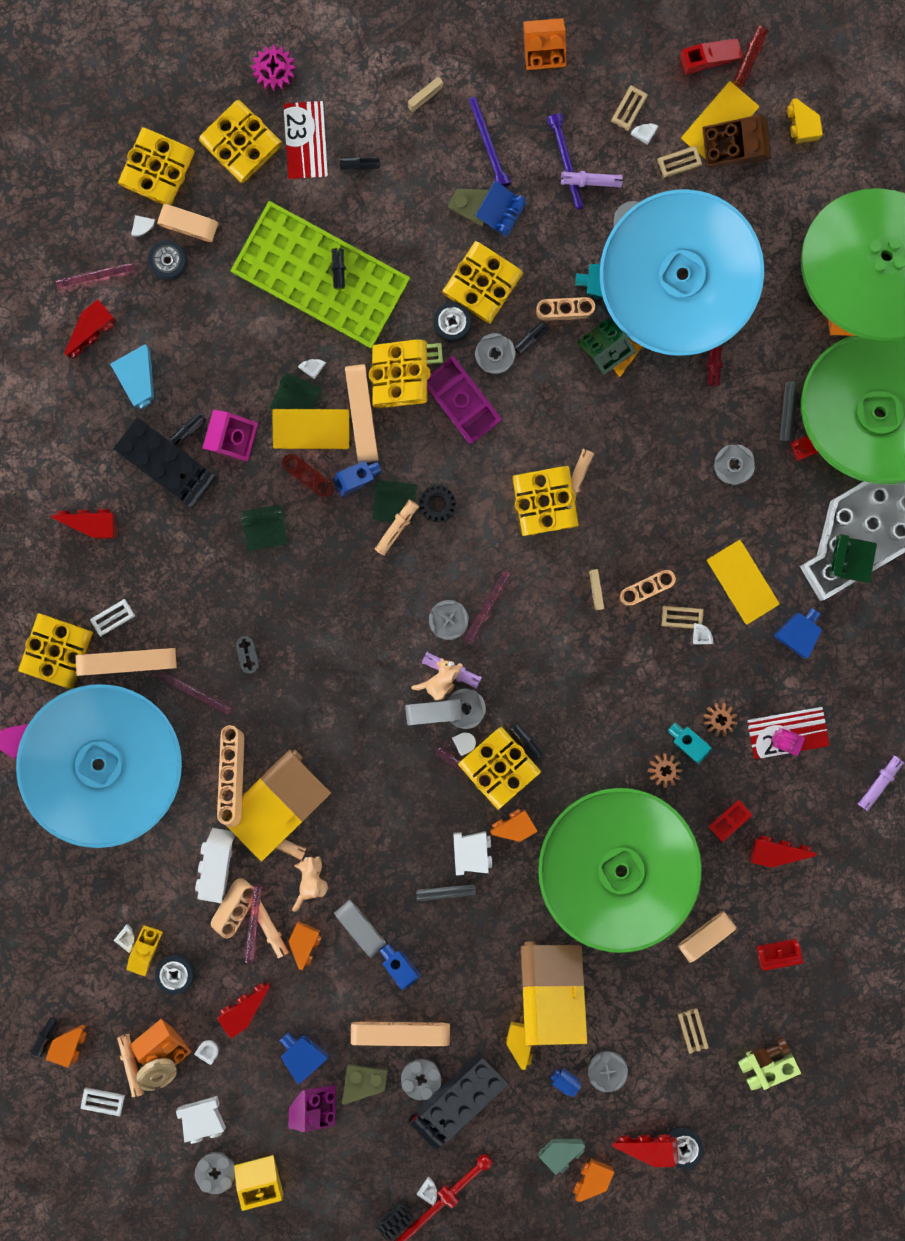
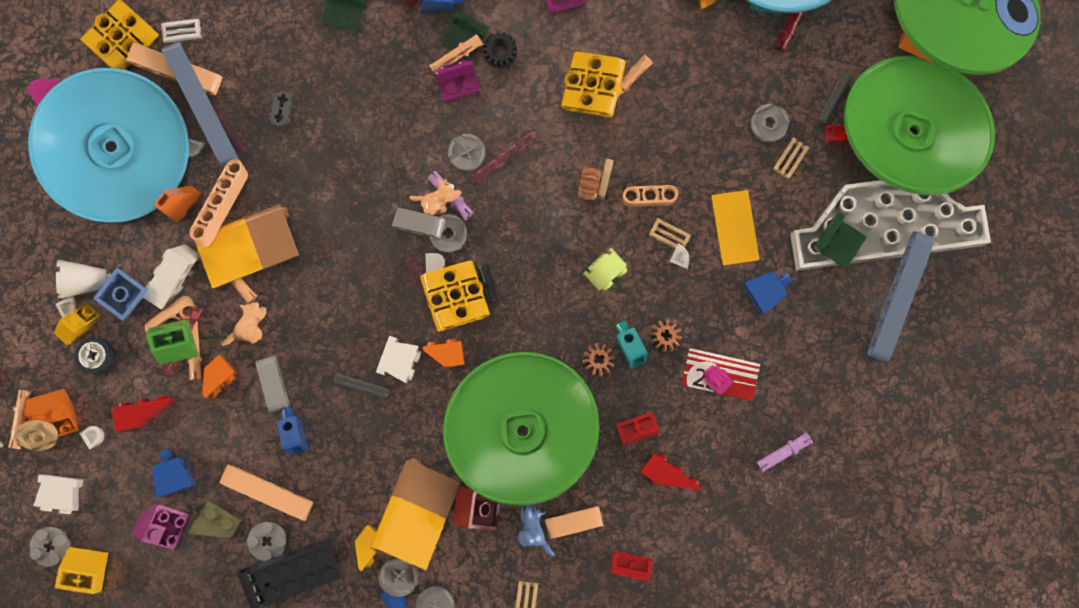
camera: 20 degrees right, 5 degrees down
(128, 906) = (78, 278): none -> white cone
(168, 687) = (199, 103): none -> sand blue beam
(176, 905) = (120, 294): none -> medium blue slope
(179, 728) = (195, 147): none -> white tile
(188, 790) = (177, 201): none -> orange slope
(247, 930) = (172, 342): none -> bright green slope
(411, 554) = (457, 80): none -> magenta bracket
(562, 1061) = (398, 577): none -> light grey tile
(583, 601) = (589, 183): none -> nougat gear
(607, 968) = (475, 511): none -> dark red slope
(635, 680) = (605, 270): none -> yellowish green brick
(671, 963) = (532, 533): none -> medium blue animal
(765, 472) = (799, 145): none -> tan tile

